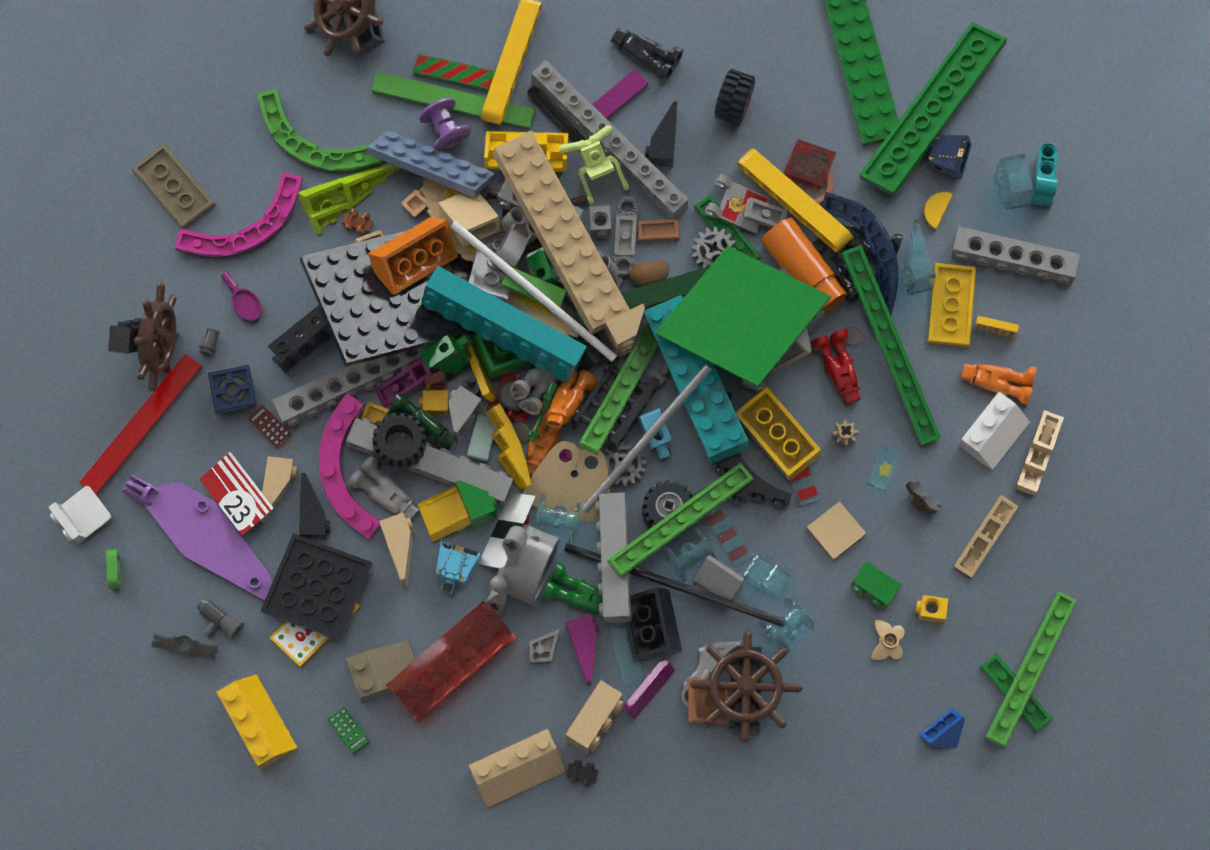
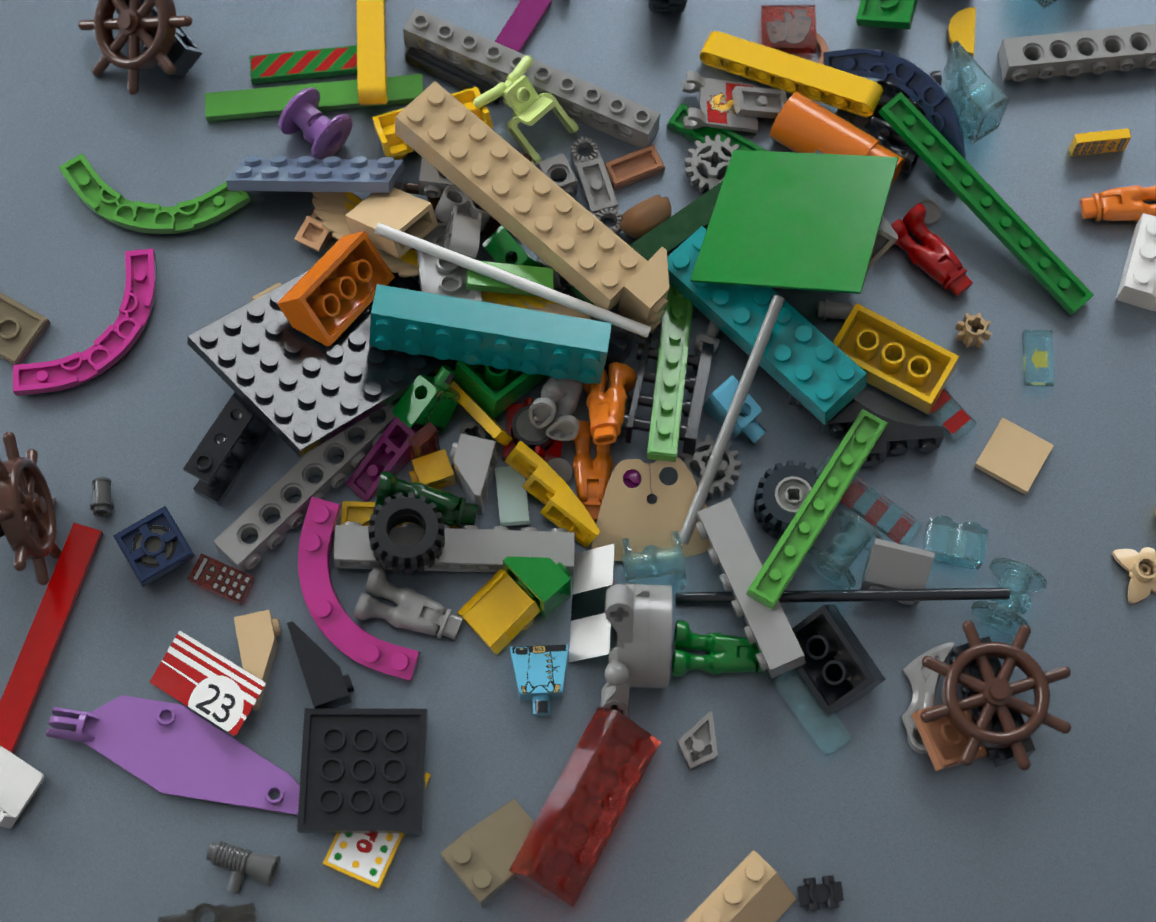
camera: 20 degrees left, 5 degrees down
(113, 569) = (70, 847): bright green beam -> none
(243, 300) = (129, 429): magenta piece -> none
(329, 200) = (199, 267): lime wedge -> none
(359, 223) = (245, 282): dark orange piece -> none
(397, 534) = (450, 665): tan slope -> none
(547, 400) = (581, 414): green piece -> none
(584, 639) = (751, 713): magenta slope -> none
(595, 718) = (811, 811): tan brick -> none
(648, 688) = (862, 745): magenta tile -> none
(663, 140) = (599, 59): black slope -> none
(875, 585) = (1096, 506): green brick -> none
(921, 499) = (1106, 380): dark brown animal -> none
(952, 305) = (1034, 139): yellow tile -> none

